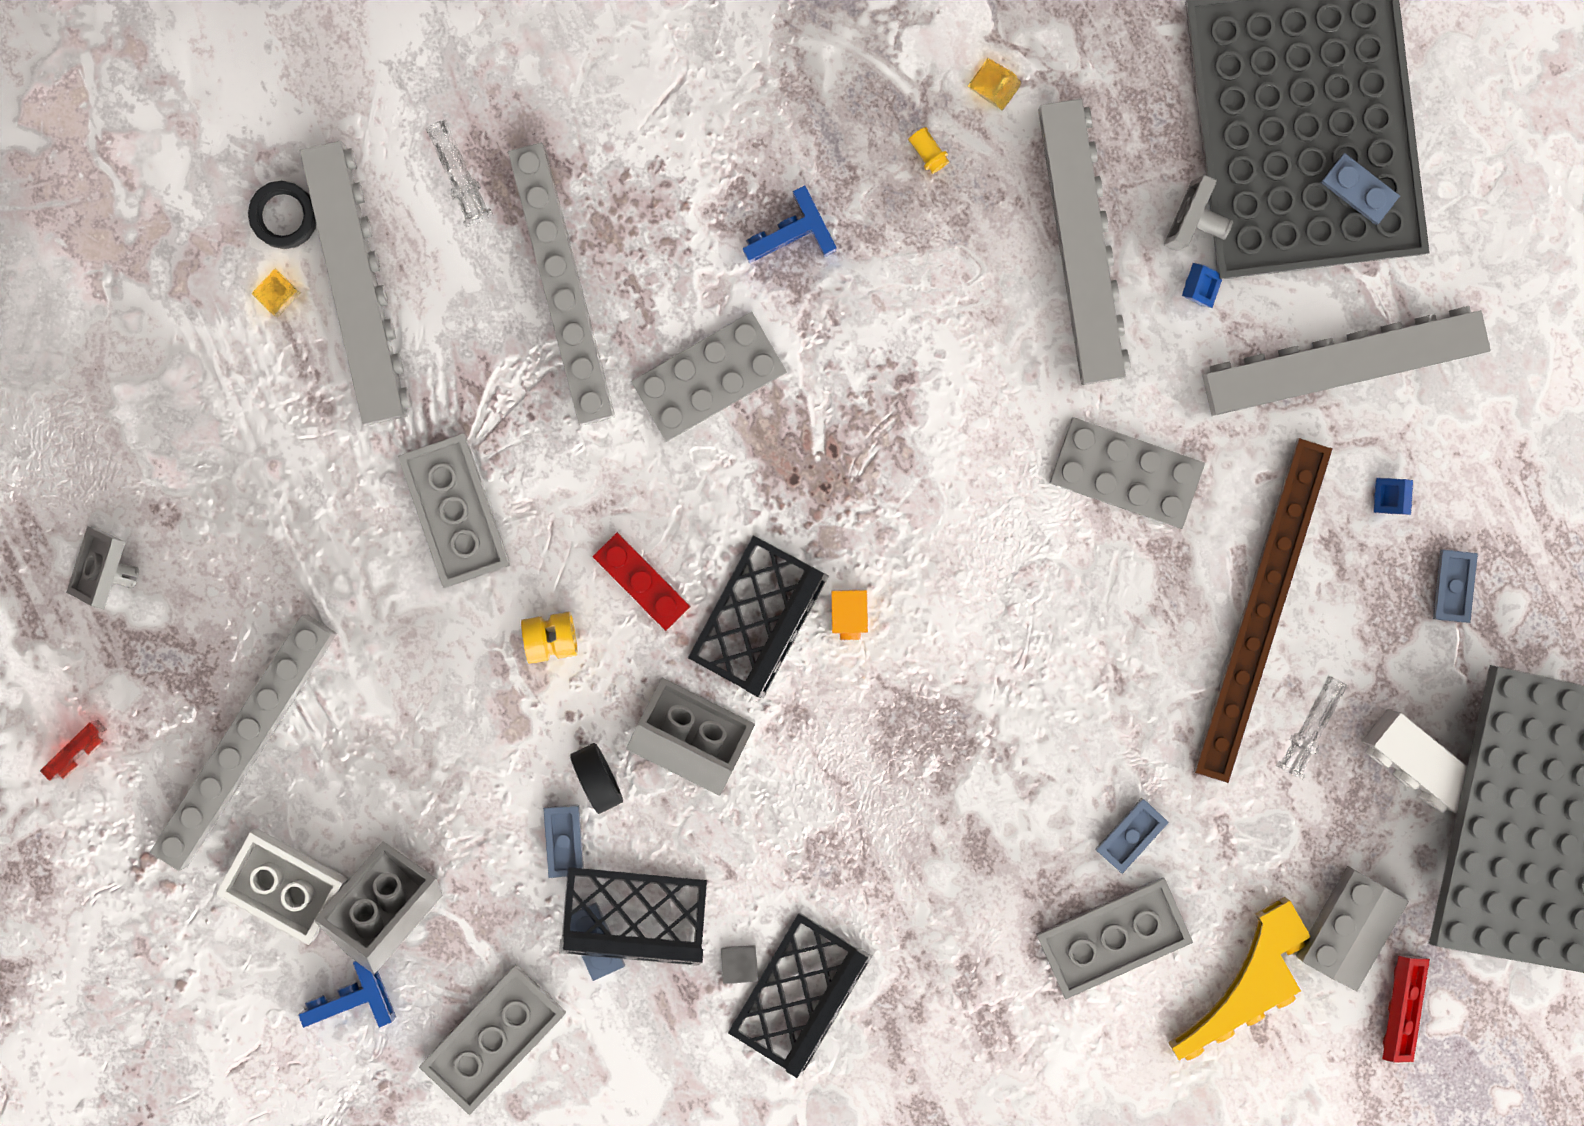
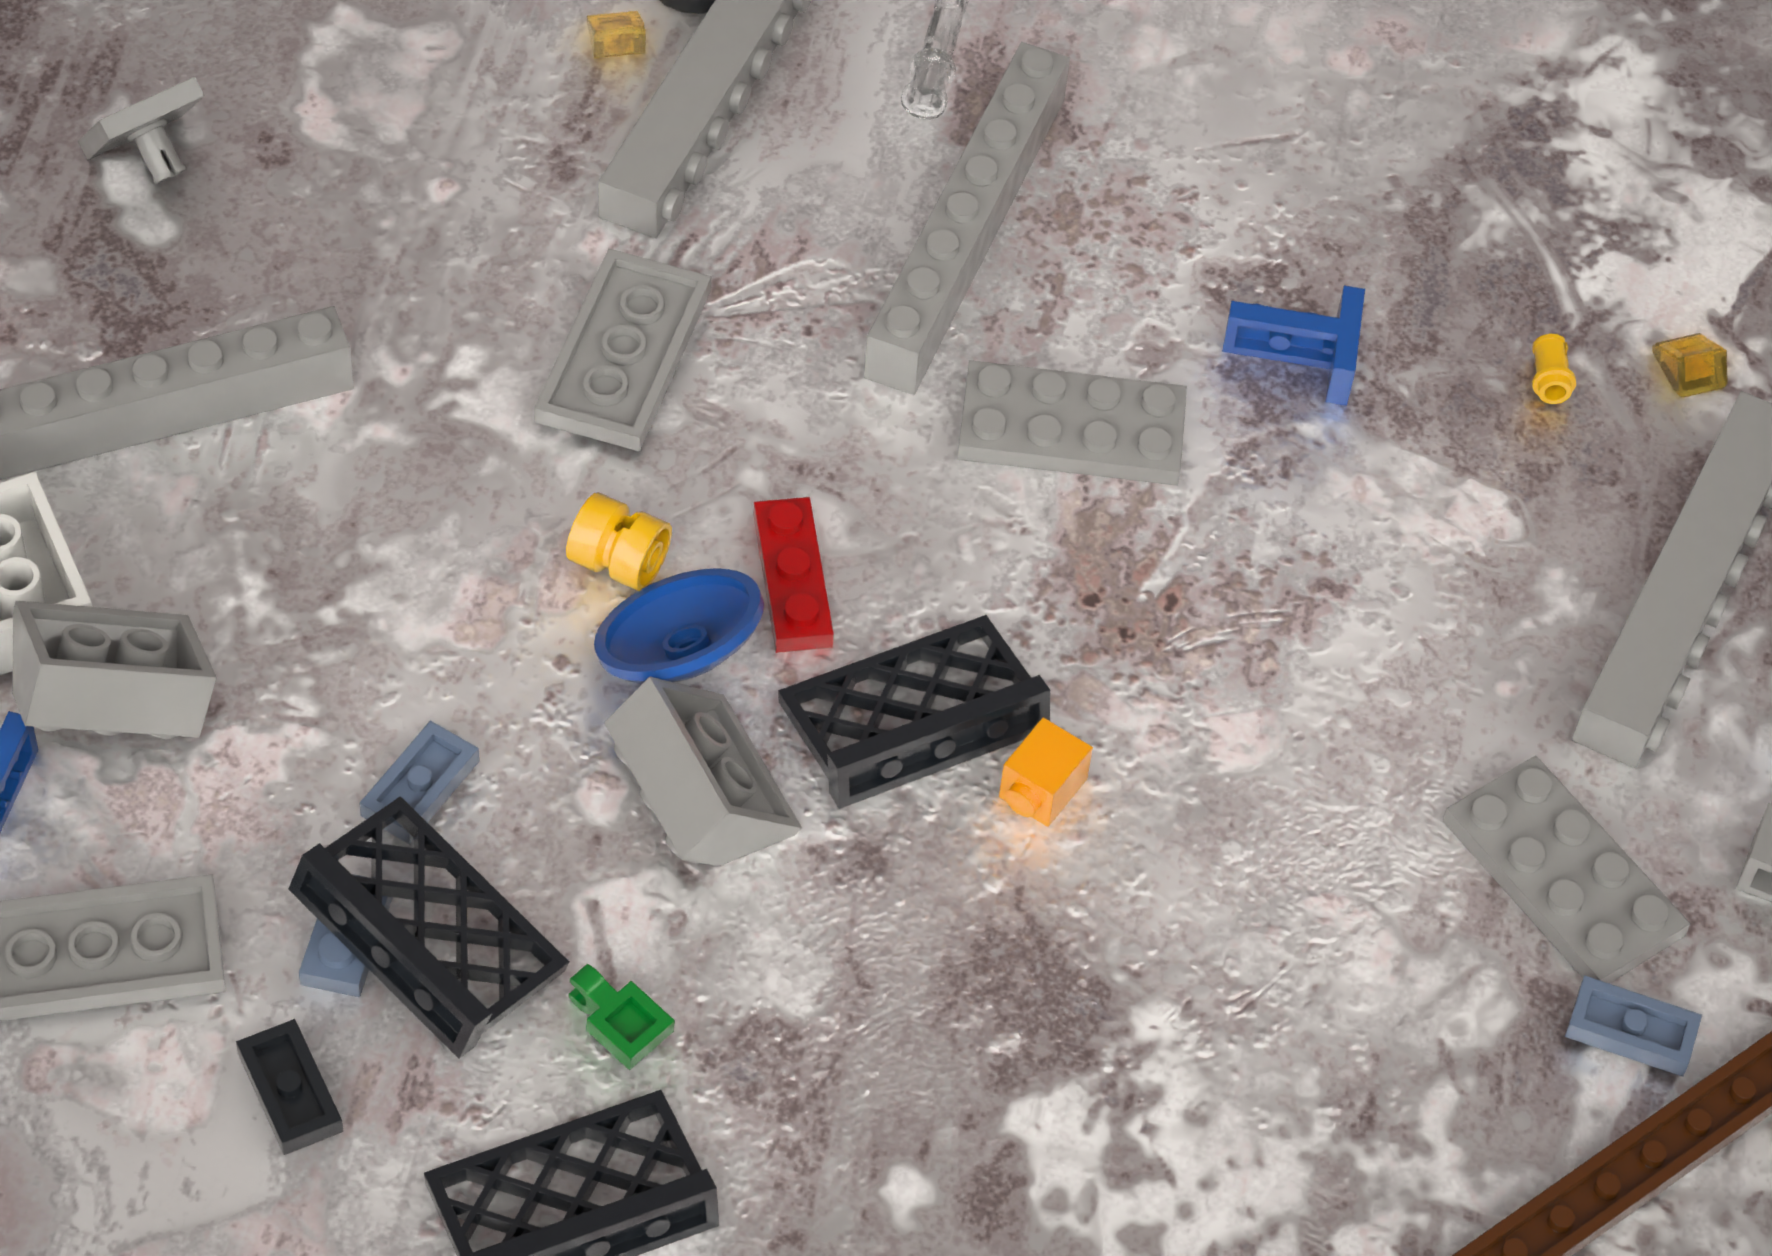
camera: 30 degrees right, 35 degrees down
(596, 778) = (534, 723): black tyre -> none
(605, 667) = (680, 626): none -> blue dish
(636, 1039) = (289, 1087): none -> black plate
(739, 964) = (519, 1098): flat silver tile -> none
(757, 893) = (621, 1021): none -> green plate
(1212, 543) = (1633, 1025): none -> sand blue plate

